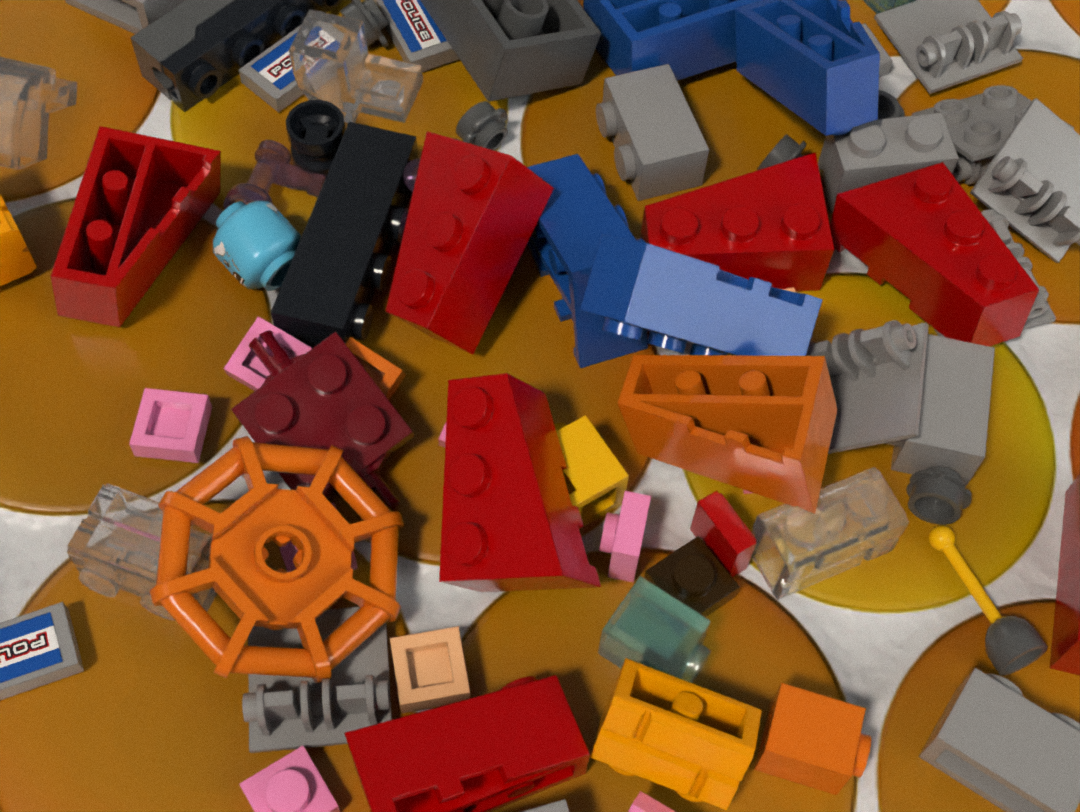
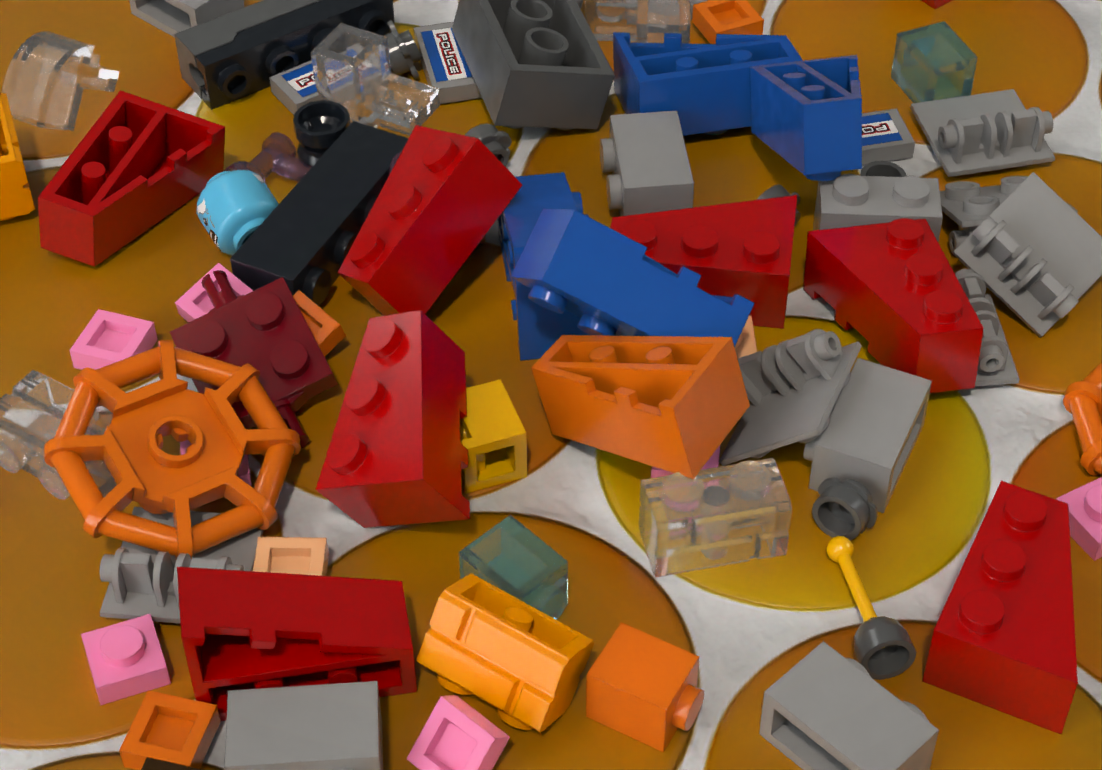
camera: 15 degrees right, 15 degrees down
(624, 535) = (516, 487): bright pink plate -> none
(694, 578) = (579, 541): dark brown plate -> none
(723, 533) = (611, 505): red tile -> none

